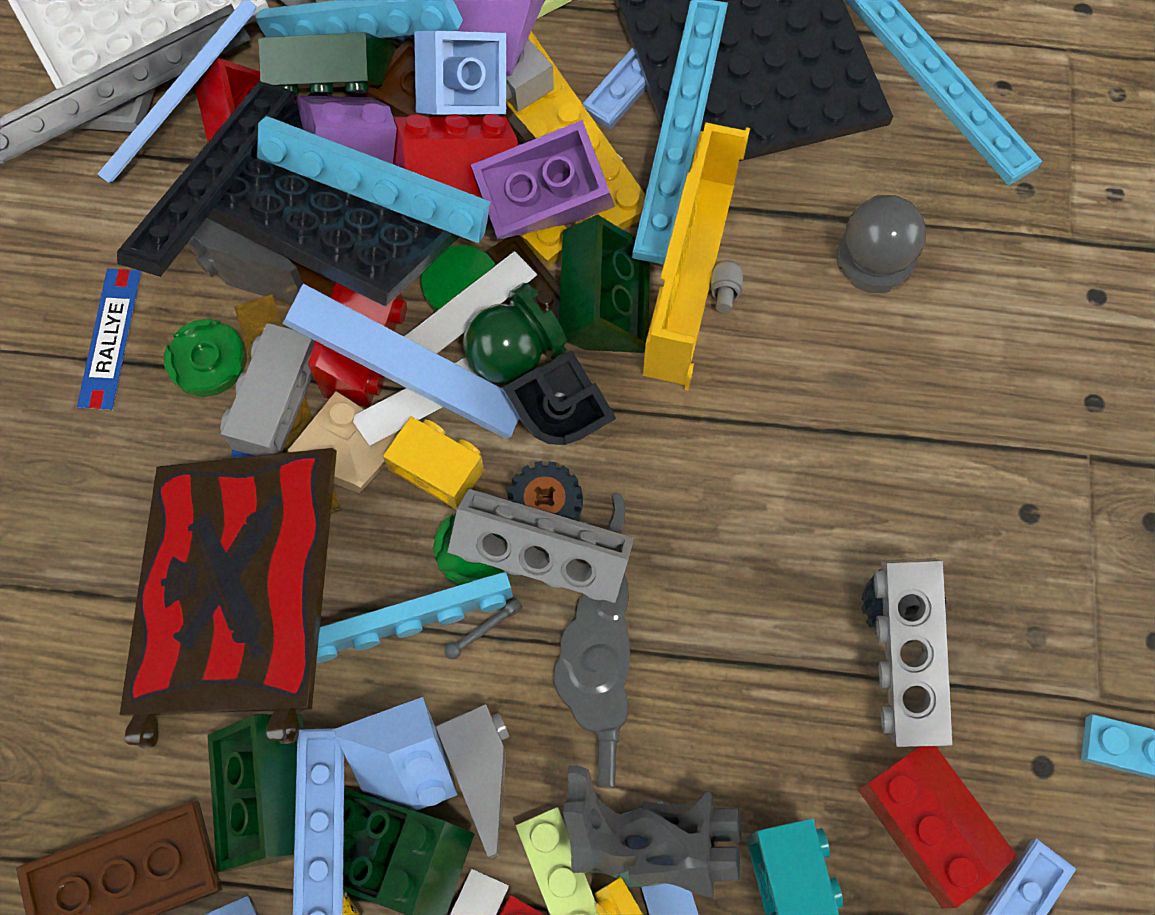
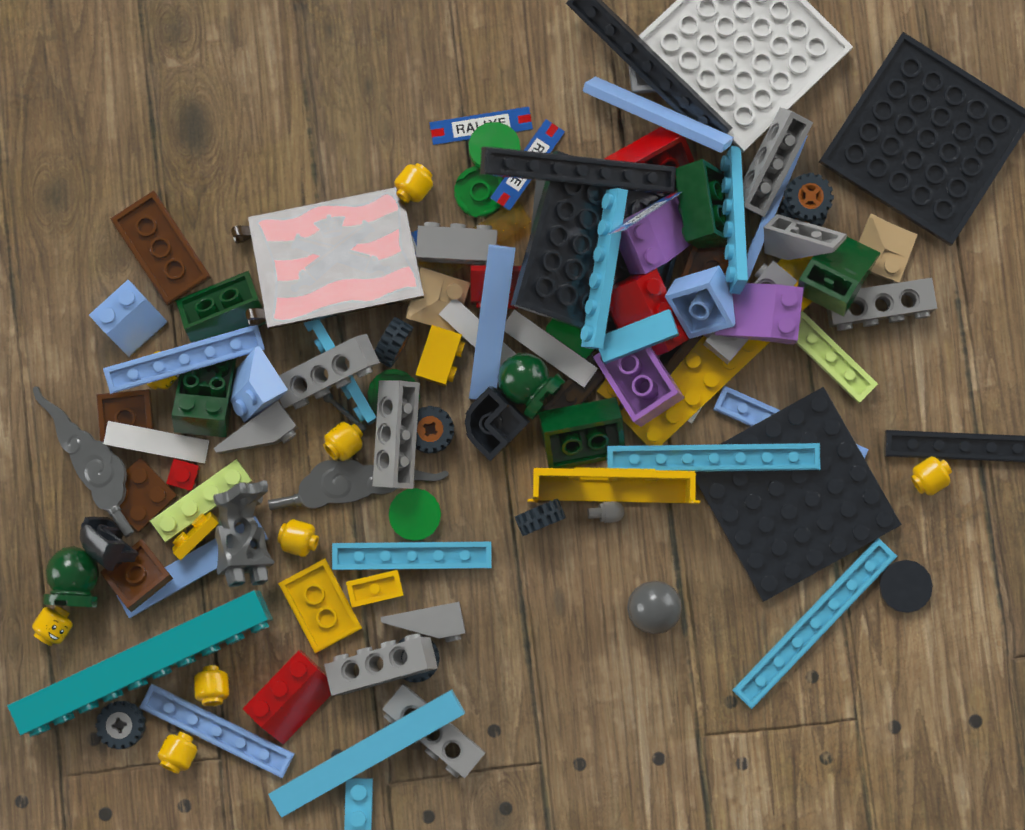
camera: 75 degrees right, 15 degrees up
(146, 319) = (491, 135): none -> green tile
(156, 440) = (413, 183): none -> yellow head
(202, 295) = (543, 141): none -> blue sticker
(308, 107) = (642, 214): none -> sticker
(386, 565) = (360, 357): none -> light grey brick
(393, 521) = (393, 341): none -> black wheel
(485, 156) = (638, 336): none -> medium azure tile
(530, 638) = (343, 441): none -> yellow head
(672, 556) = (414, 514): none -> green tile
(672, 747) = (297, 538): none -> yellow head
(718, 366) = (540, 517): none -> black wheel
(736, 577) = (411, 555): none -> medium azure plate
(779, 642) = (374, 588): none -> yellow plate
(790, 739) = (320, 605): none -> yellow tile
(849, 553) = (432, 621): none -> light grey slope
(1058, 716) = (366, 753): none -> medium azure tile
(1072, 554) = (470, 751): none -> light grey brick

